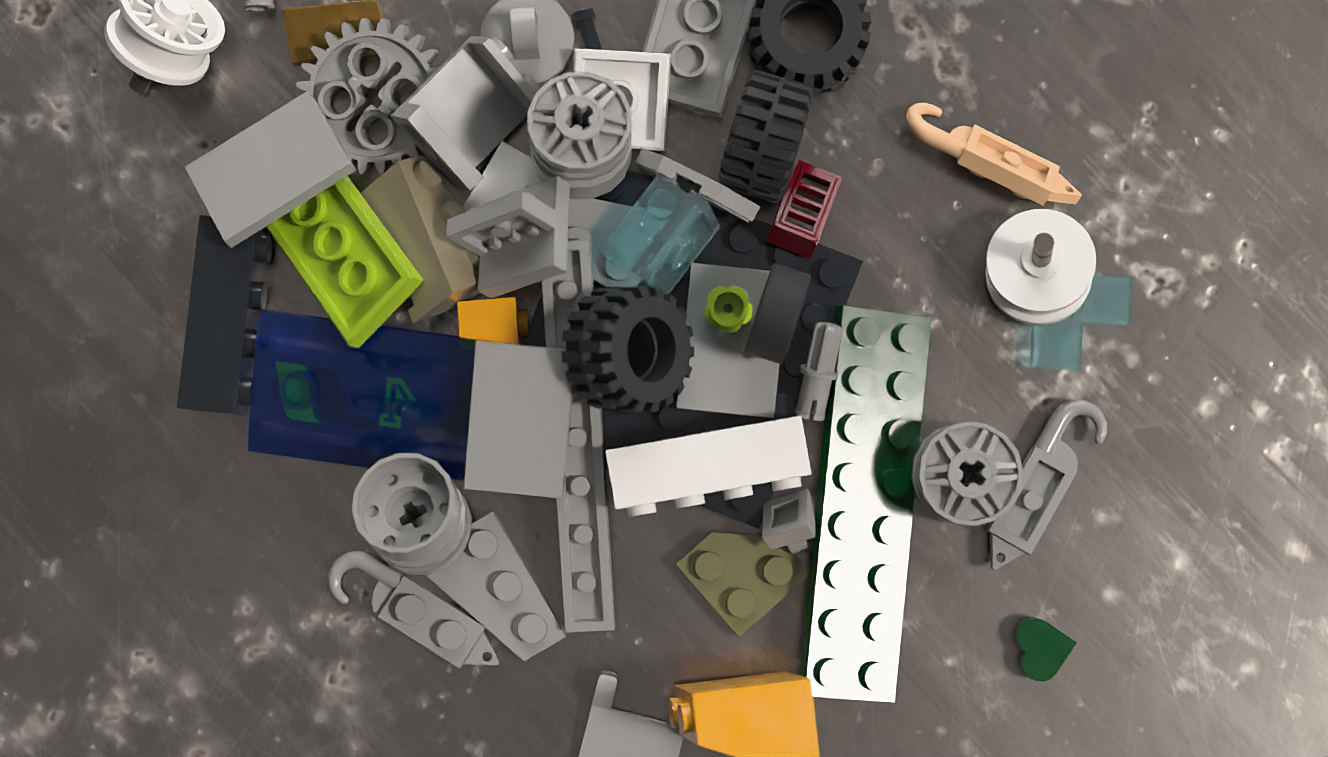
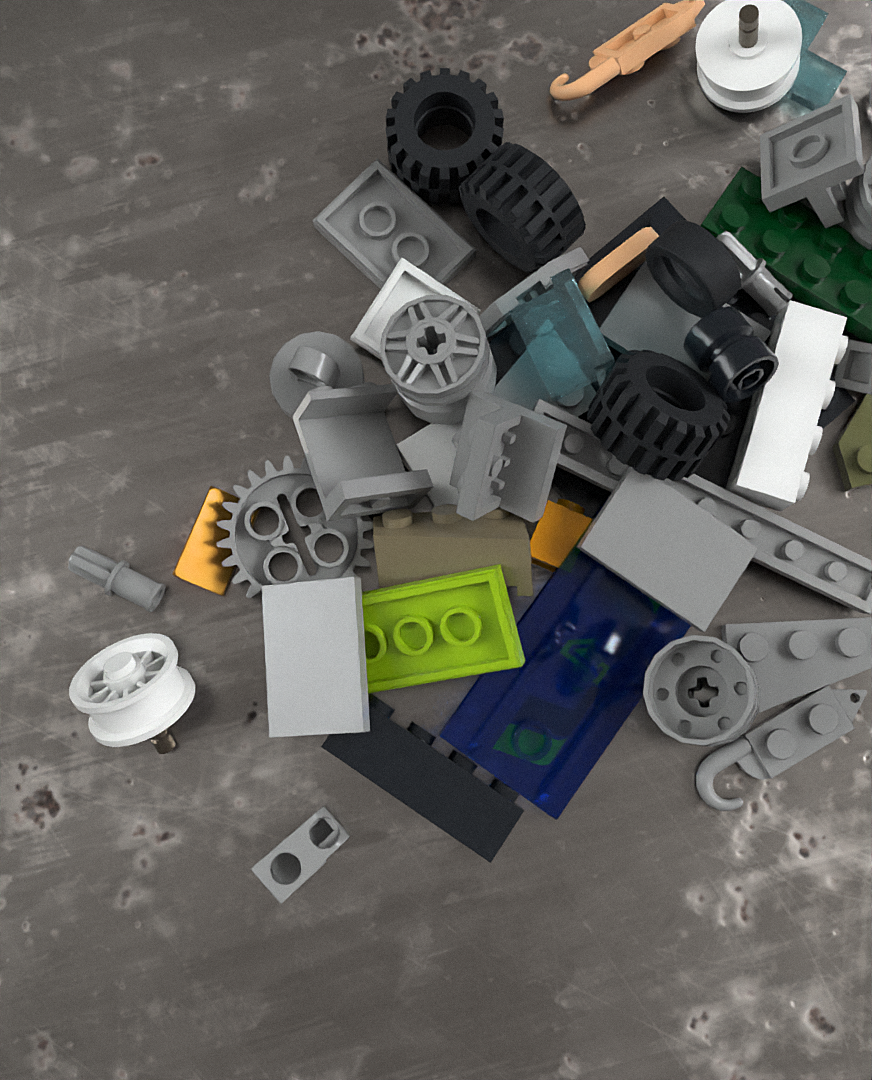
camera: 60 degrees left, 5 degrees down
(104, 246) = (300, 854): none -> light grey leg
(584, 19) = (336, 323): black piece -> none
(720, 381) = (731, 352): none -> black wheel
(730, 295) = (664, 306): lime plate -> none
(761, 247) = (616, 264): none -> light nougat tile
(795, 237) = (624, 217): dark red slope -> none
(954, 374) = (813, 159): none -> light grey bracket

